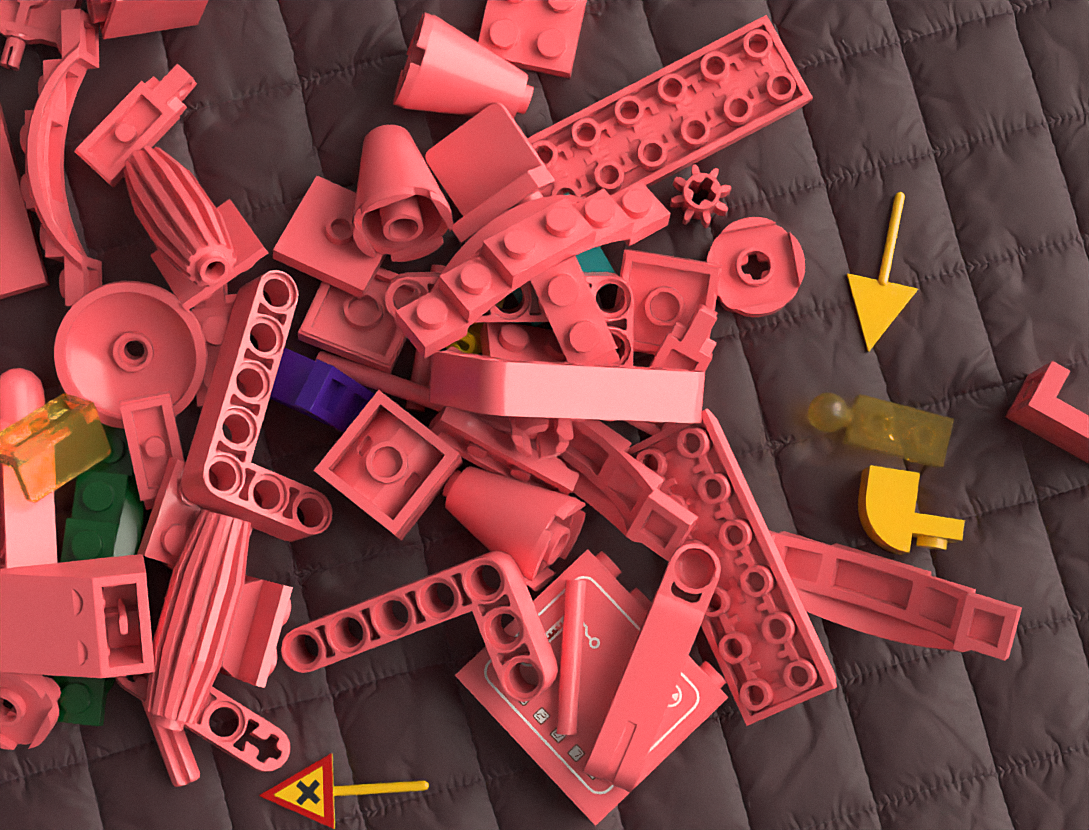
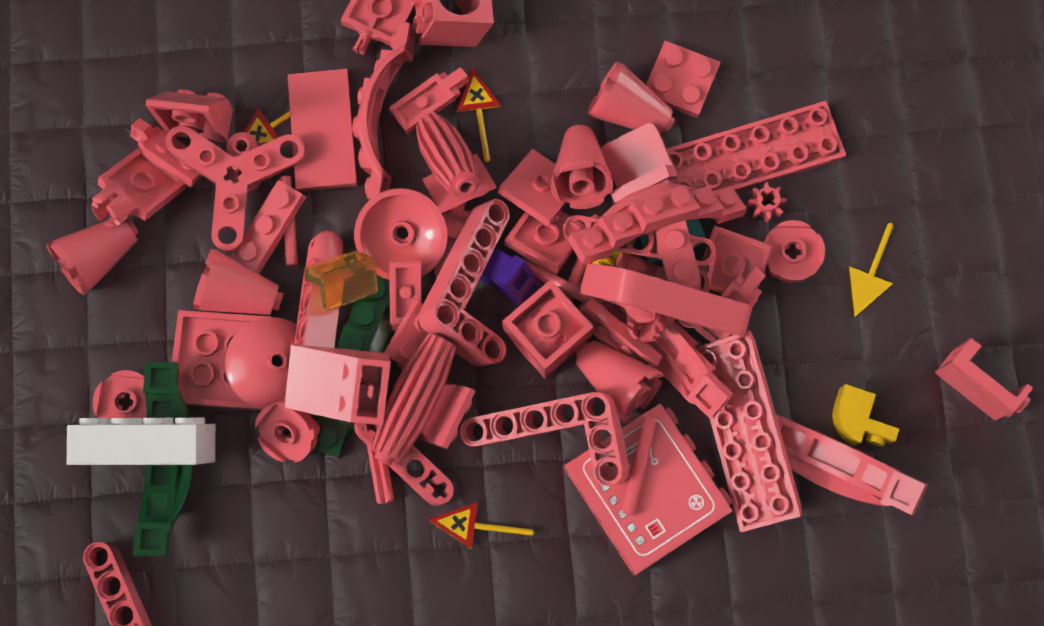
camera: 15 degrees right, 5 degrees down
(213, 108) = (478, 97): none -> piece
(654, 666) = (690, 481): coral piece -> none
(885, 427) = (858, 364): clear yellow plate -> none

